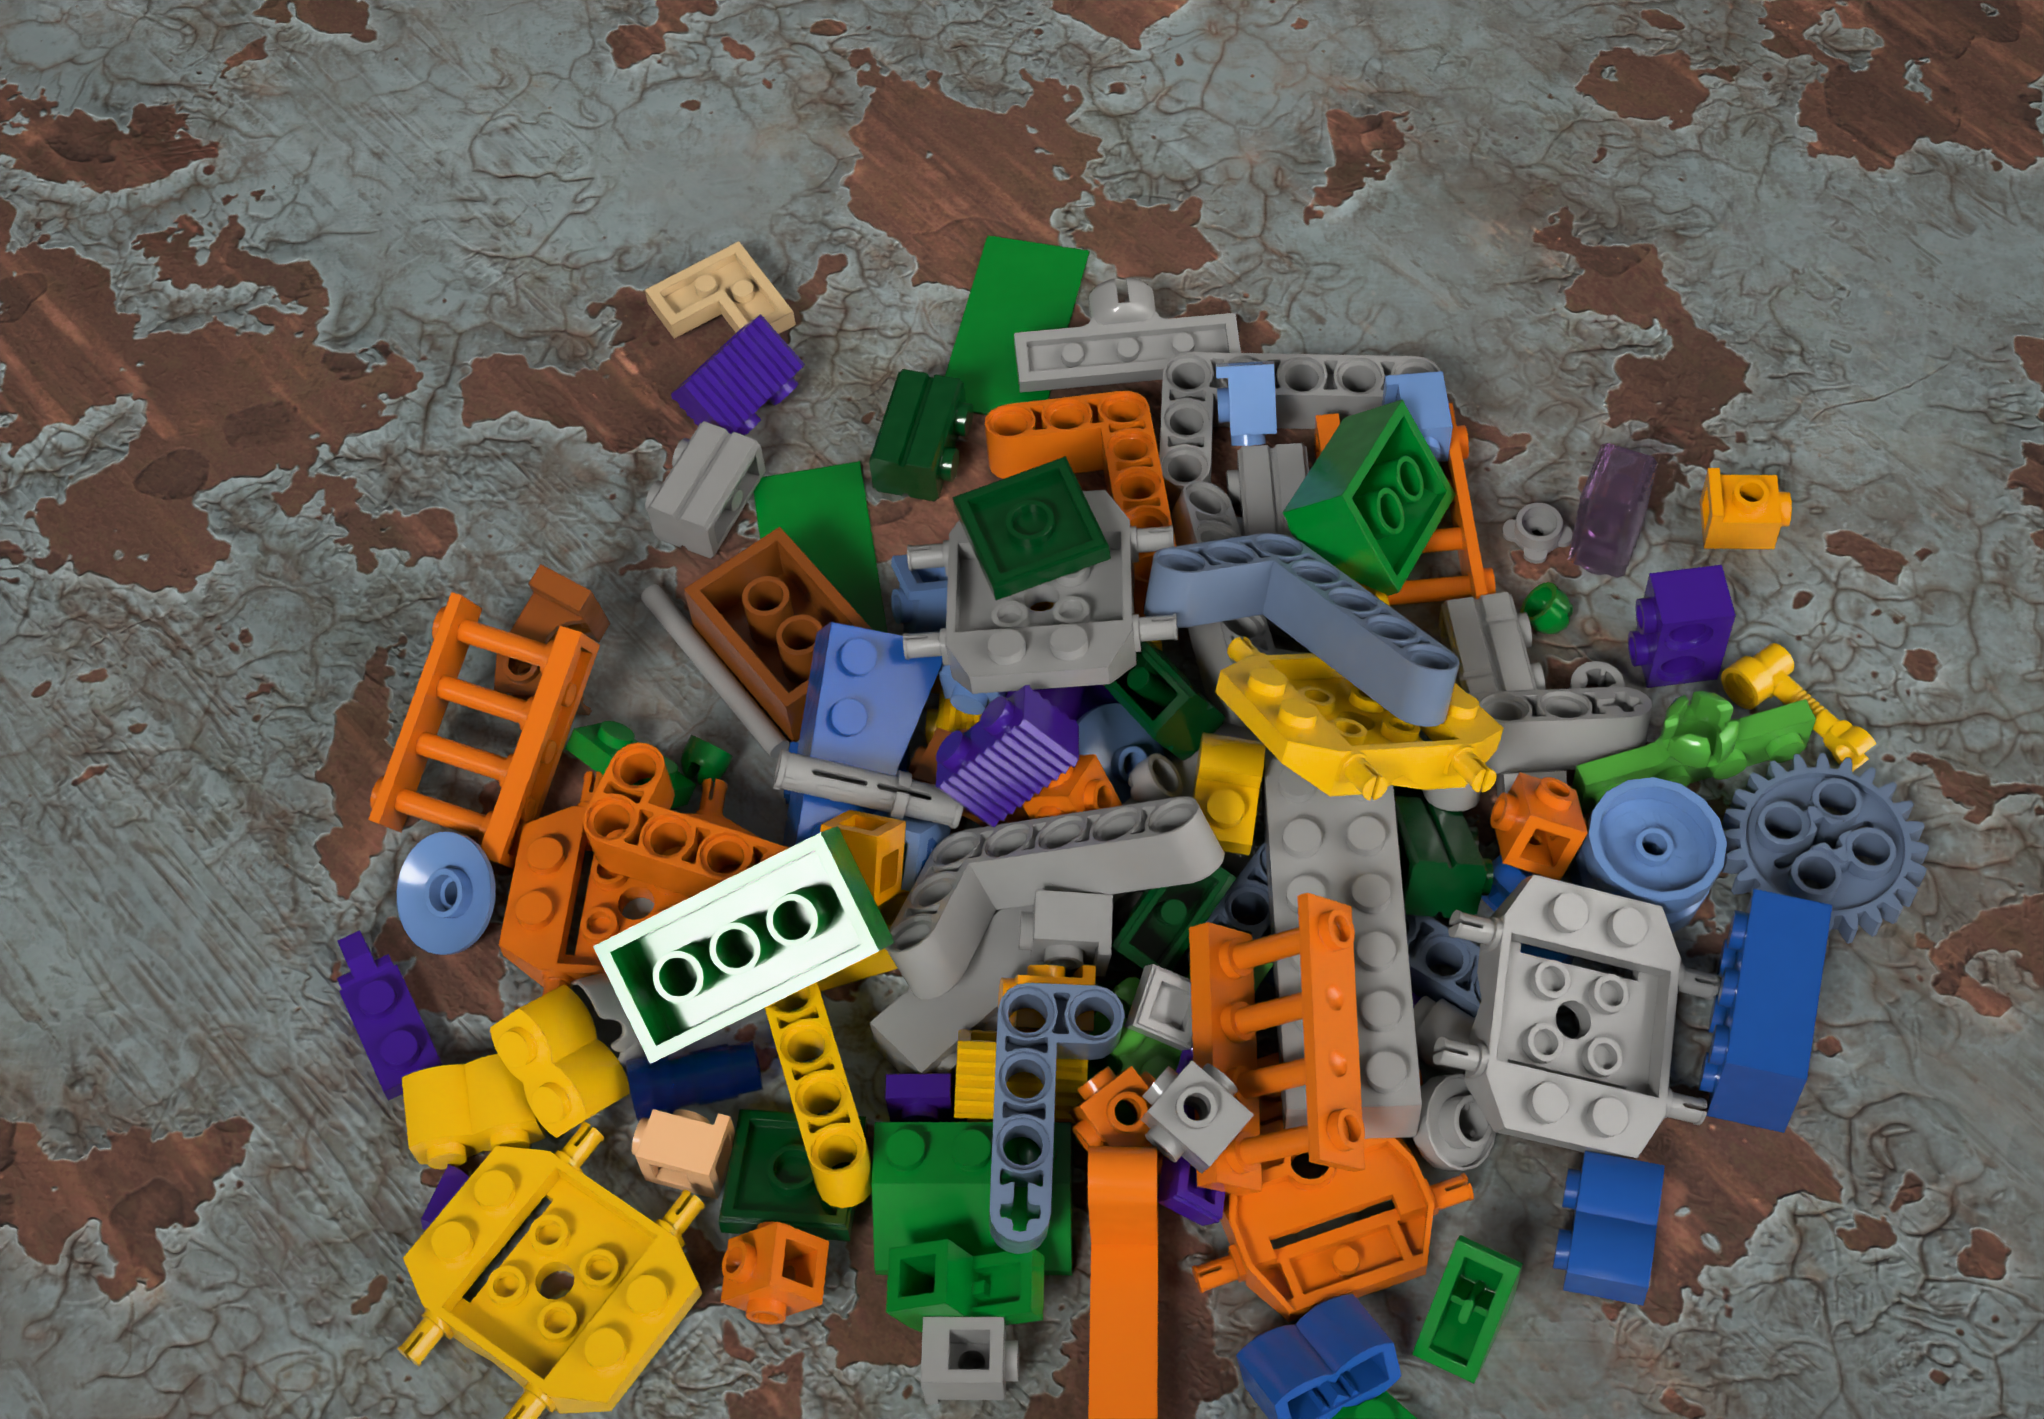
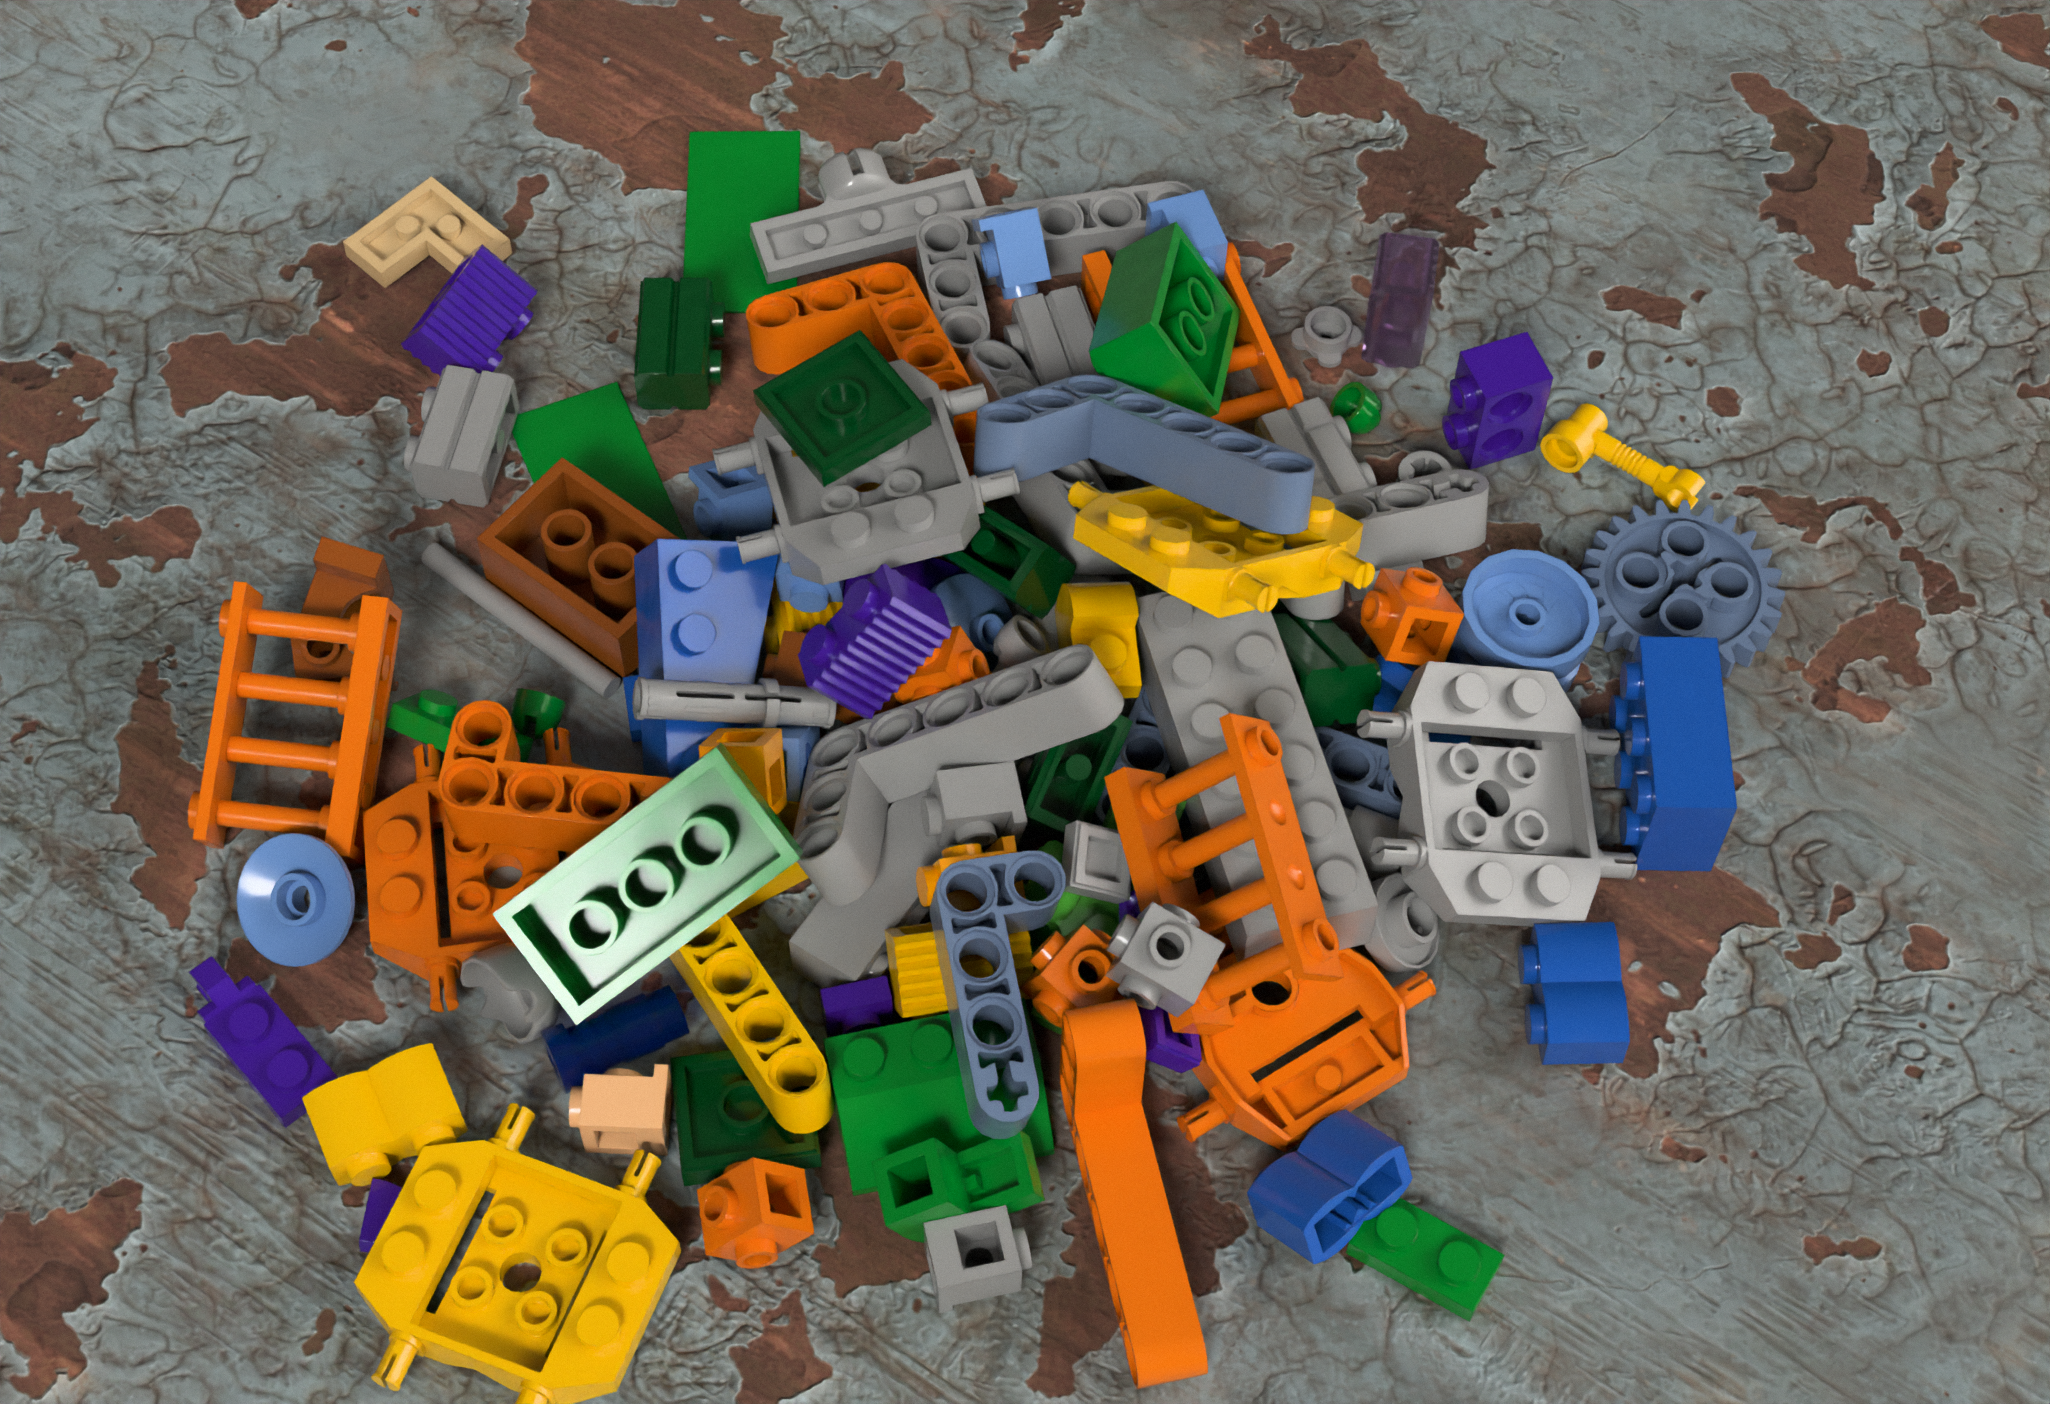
camera: 20 degrees left, 0 degrees up
(559, 1060) = (471, 1044): yellow brick -> none
(1468, 1309) = (1460, 1099): green slope -> none
(1700, 744) = (1543, 512): bright green plate -> none
(1742, 511) = (1520, 282): light orange brick -> none

